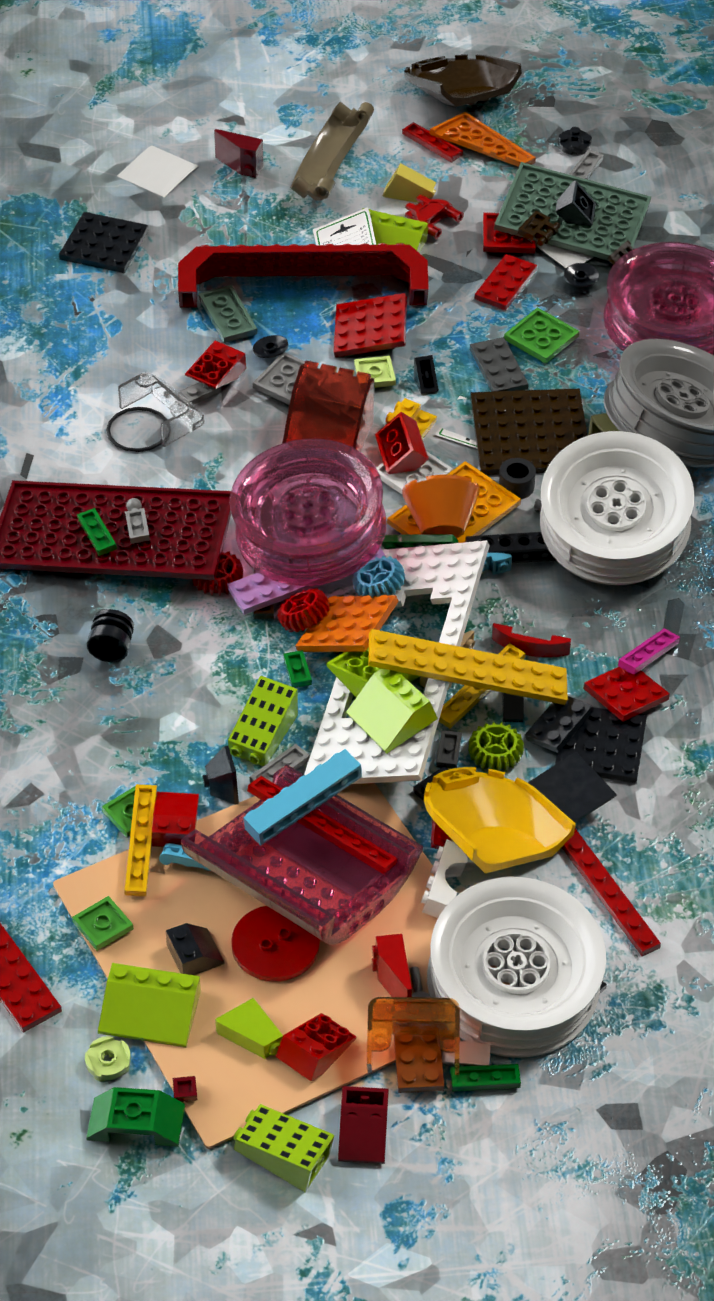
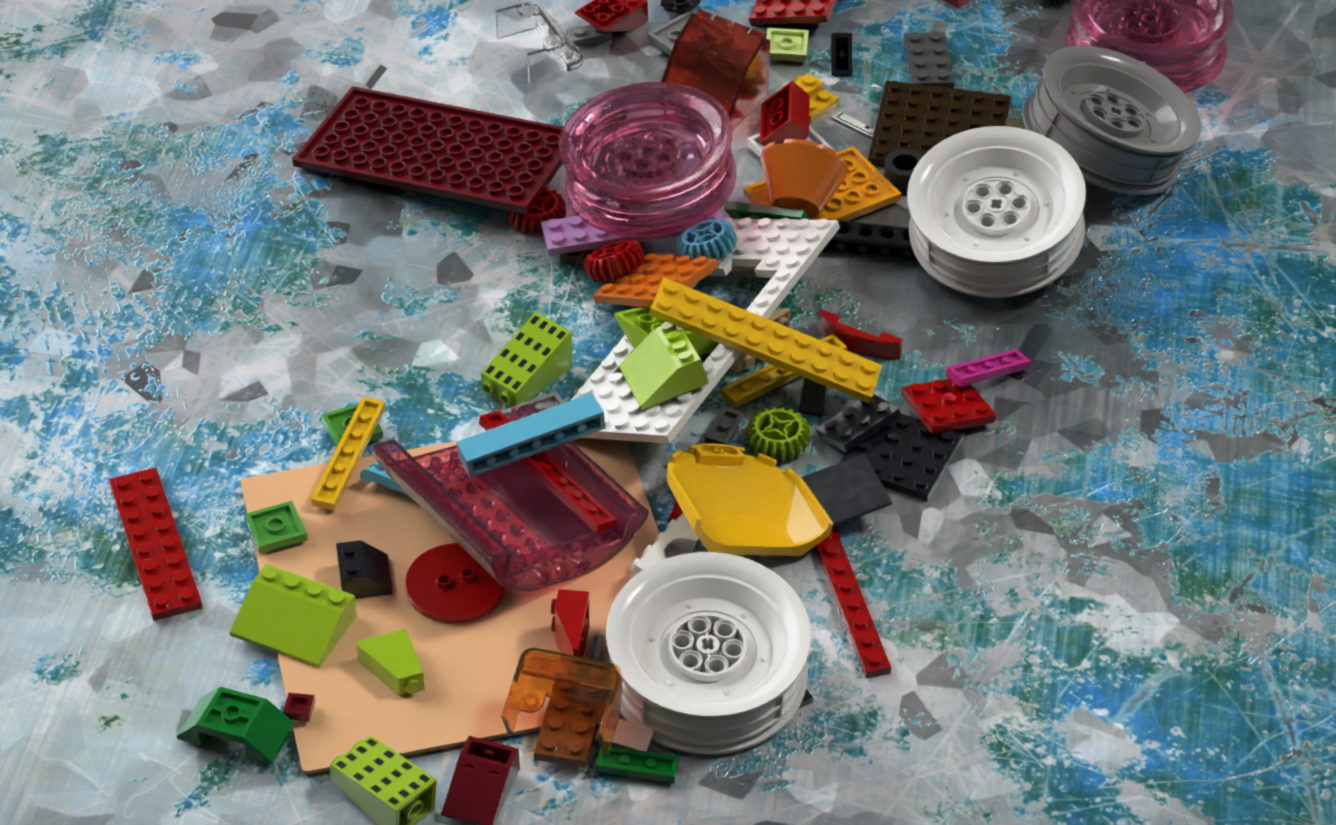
camera: 15 degrees right, 5 degrees down
(97, 532) = (417, 146): green plate -> none
(110, 635) = (394, 249): black wheel -> none
(112, 1069) = (230, 674): yellowish green plate -> none
(129, 410) = (508, 40): black piece -> none
(136, 521) = (463, 143): light grey plate -> none
(173, 817) = (392, 425): red slope -> none
(222, 777) = (460, 407): black slope -> none
(297, 669) = (587, 319): green plate -> none
(314, 1046) = (456, 692): red slope -> none
(498, 563) = (850, 251): medium azure slope -> none
(541, 335) = (988, 37): bright green plate -> none

